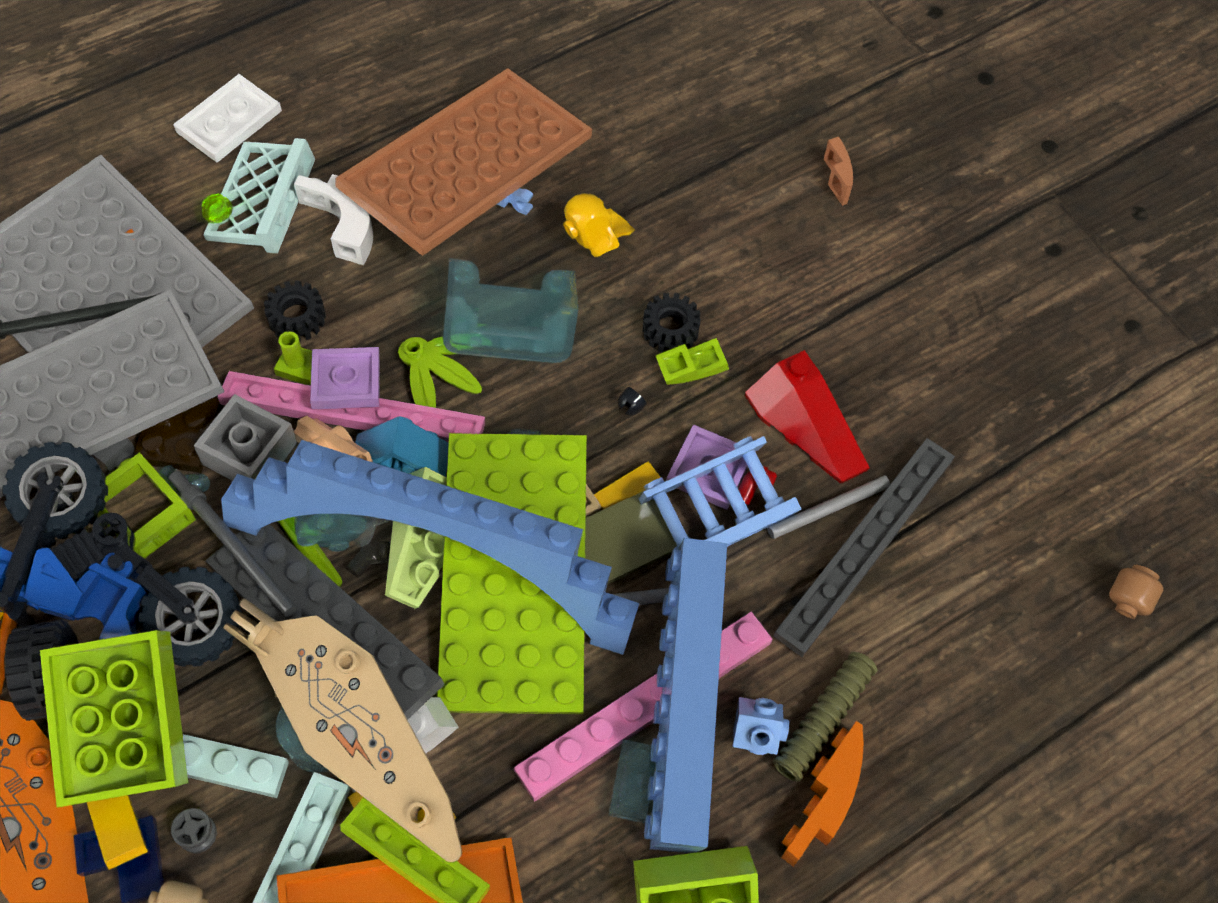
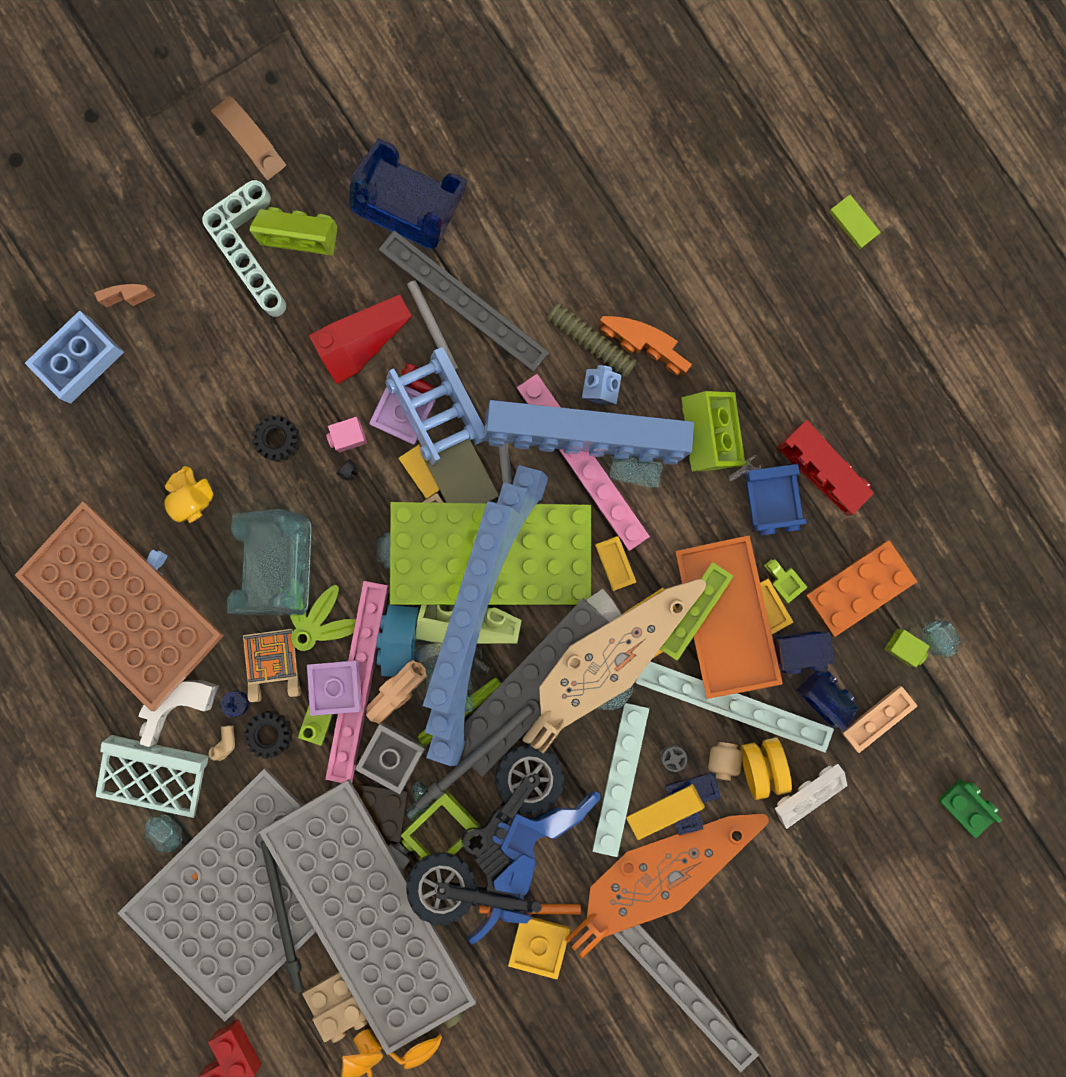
camera: 85 degrees left, 25 degrees up
(24, 666) = (572, 872): black tyre -> none
(113, 717) = (611, 817): lime slope -> none
(185, 201) = (163, 833): none -> clear light blue head
(216, 208) = (171, 808): clear neon green plate -> none
(227, 118) = (70, 813): white plate -> none
(287, 268) = (225, 746): none -> tan arm
(343, 283) = (240, 702): none -> clear blue wheel
(386, 316) = (270, 659): none -> flag
(495, 749) = (615, 563): none -> yellow tile
(678, 400) = (346, 435): none -> bright pink brick
(691, 364) = (310, 423): lime slope -> none
(761, 120) = (74, 357): none -> light blue brick
(934, 267) = (239, 251): none -> light aqua beam
(939, 342) = (295, 231): none -> lime slope
(1003, 468) = (403, 197): none -> clear blue windscreen
(1051, 287) = (248, 137): none -> medium nougat arch
(1136, 591) = (500, 115): medium nougat head -> none

